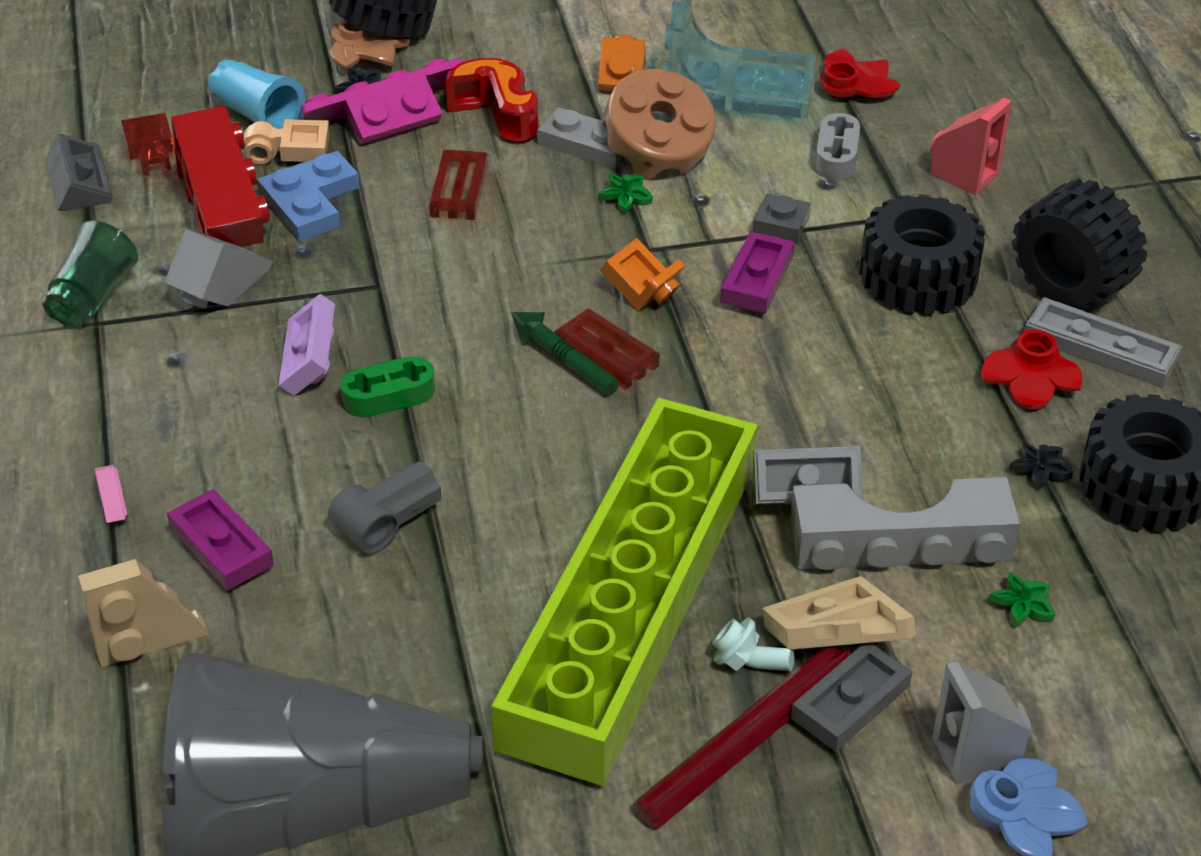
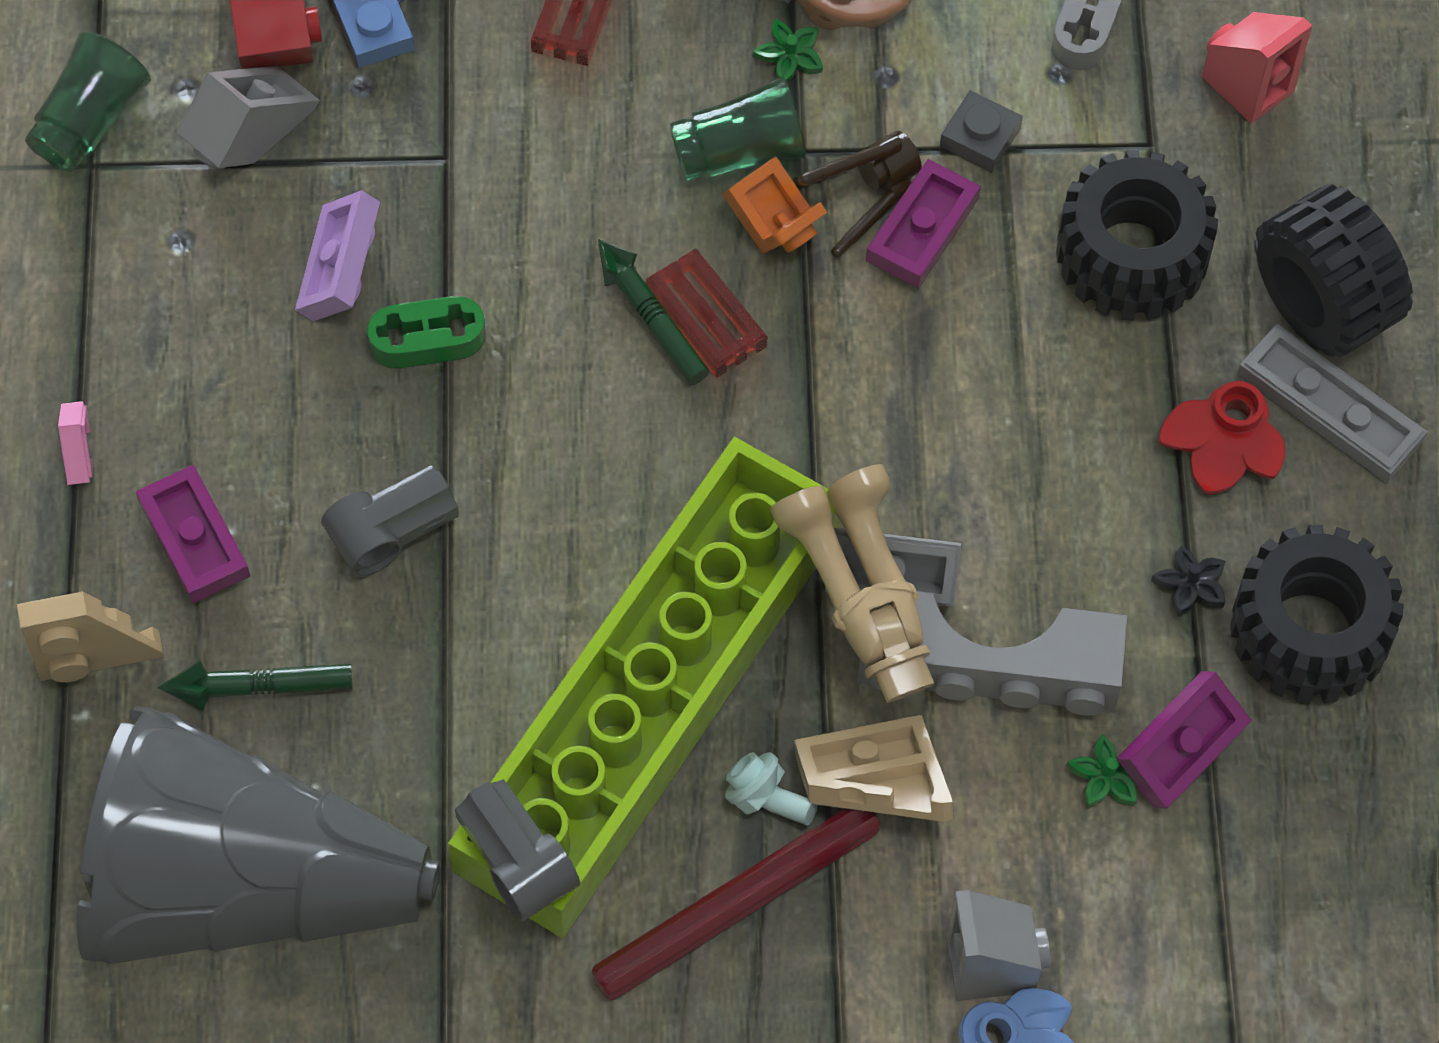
camera: 10 degrees right, 20 degrees up
(242, 644) = (197, 685): none -> dark green piece
(565, 703) = (524, 864): none -> dark grey piece
(604, 231) = (740, 133): none -> clear green plant
(718, 241) = (883, 165): none -> dark brown plant
(810, 496) = (881, 618): none -> tan piece
(851, 695) = (865, 874): dark grey plate -> none
(1079, 562) = (1184, 739): none -> magenta plate

